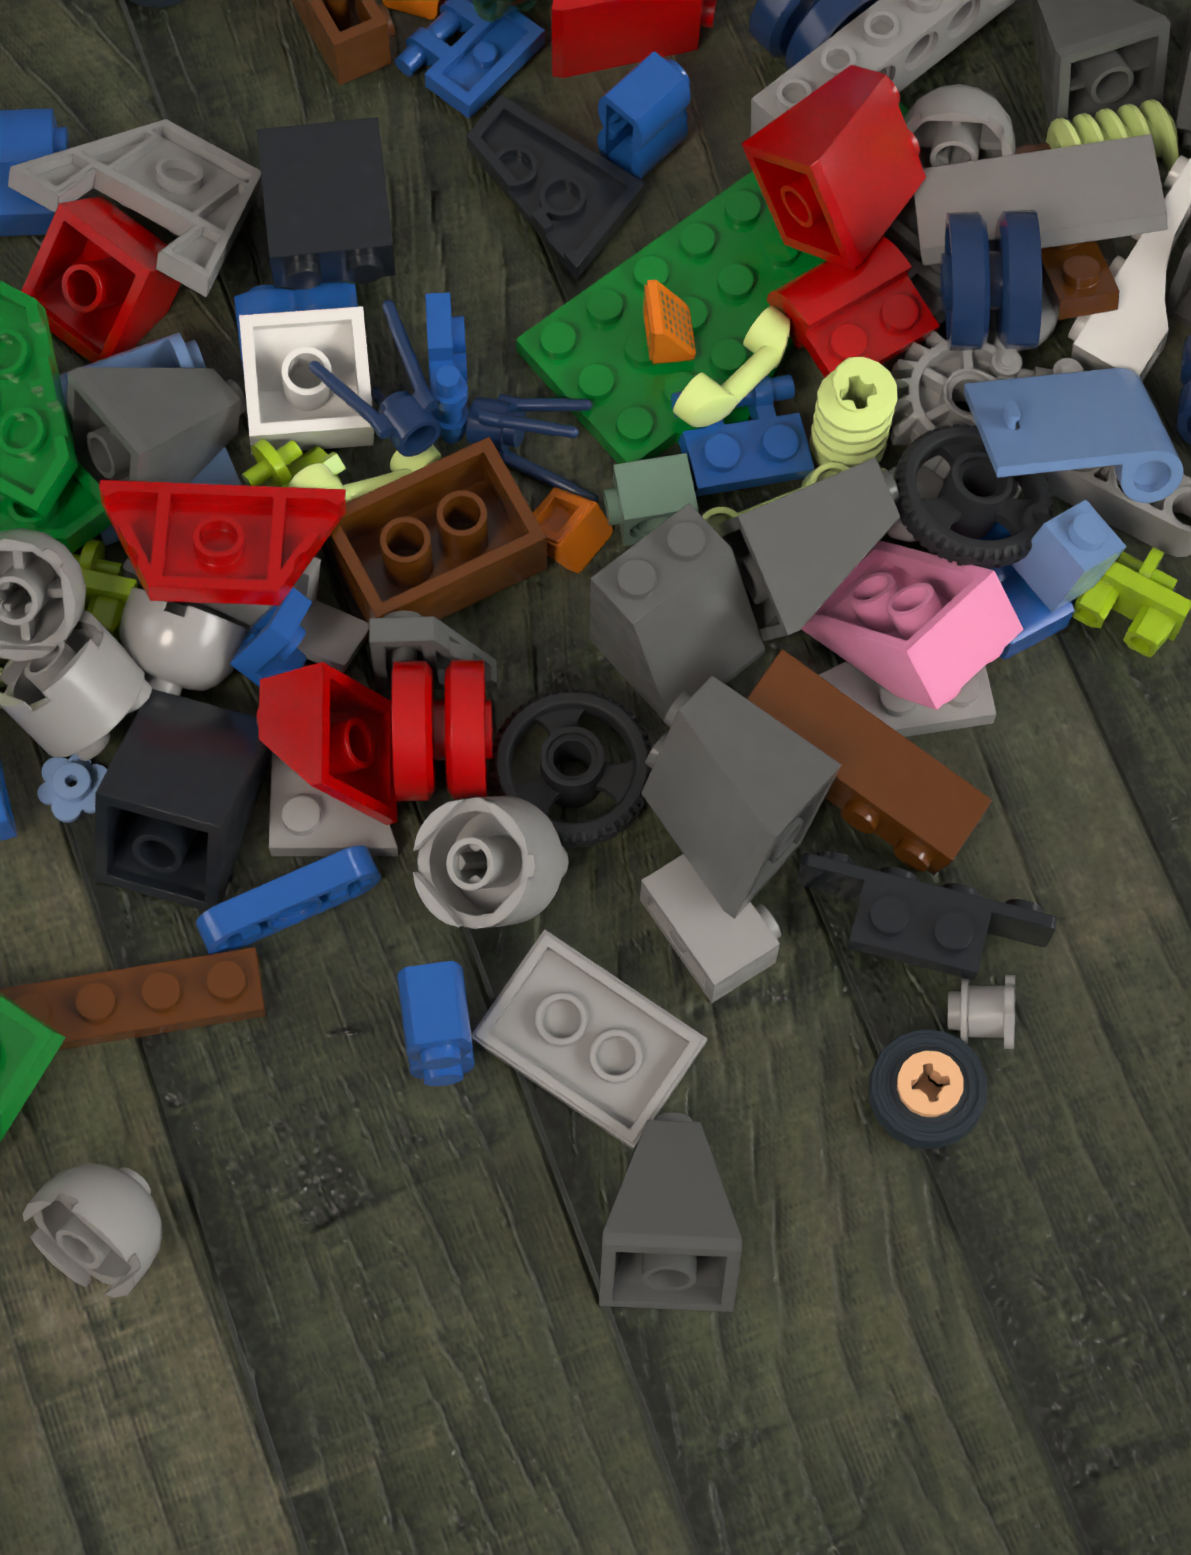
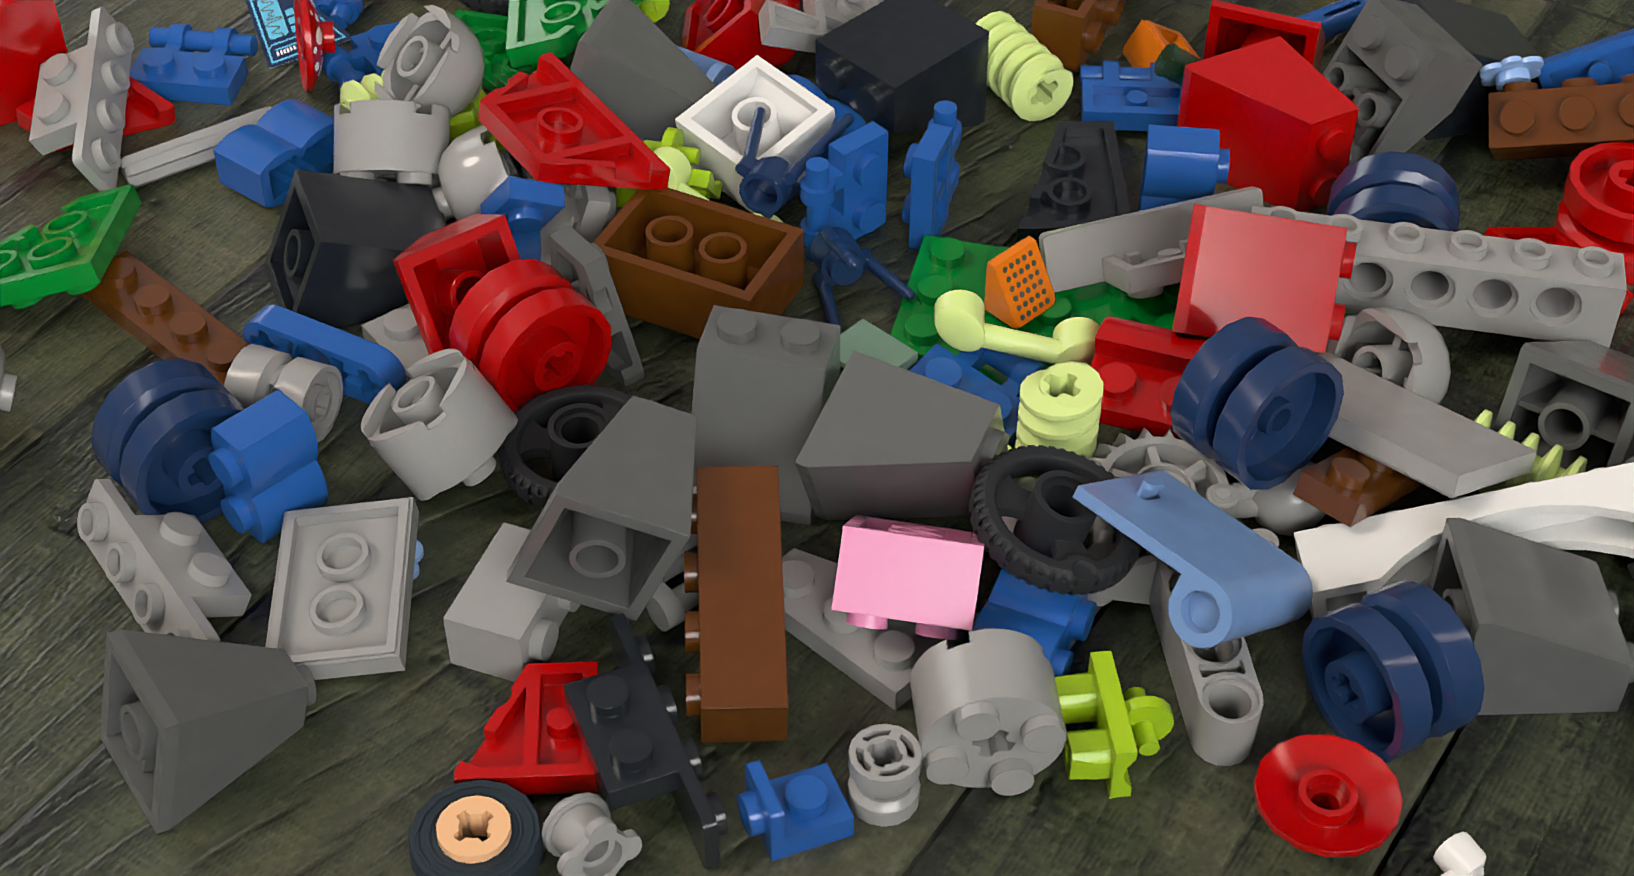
camera: 55 degrees right, 25 degrees down
(326, 960) = (309, 383): none -> light grey wheel
(349, 1078) = (158, 437): none -> dark blue wheel
(398, 113) = (1024, 70): none -> yellowish green piece
(471, 1167) = (161, 565): none -> light grey bracket
(479, 275) = (932, 174): none -> blue plate
(715, 196) = (1132, 250): none -> light grey bracket
(851, 990) = (533, 738): none -> red wing
(1047, 853) = (794, 809): none -> blue bracket
(1068, 788) = (884, 774): none -> light grey wheel
(1069, 555) = (1074, 613): medium blue brick -> none
(1090, 672) = (987, 711): none -> light grey brick

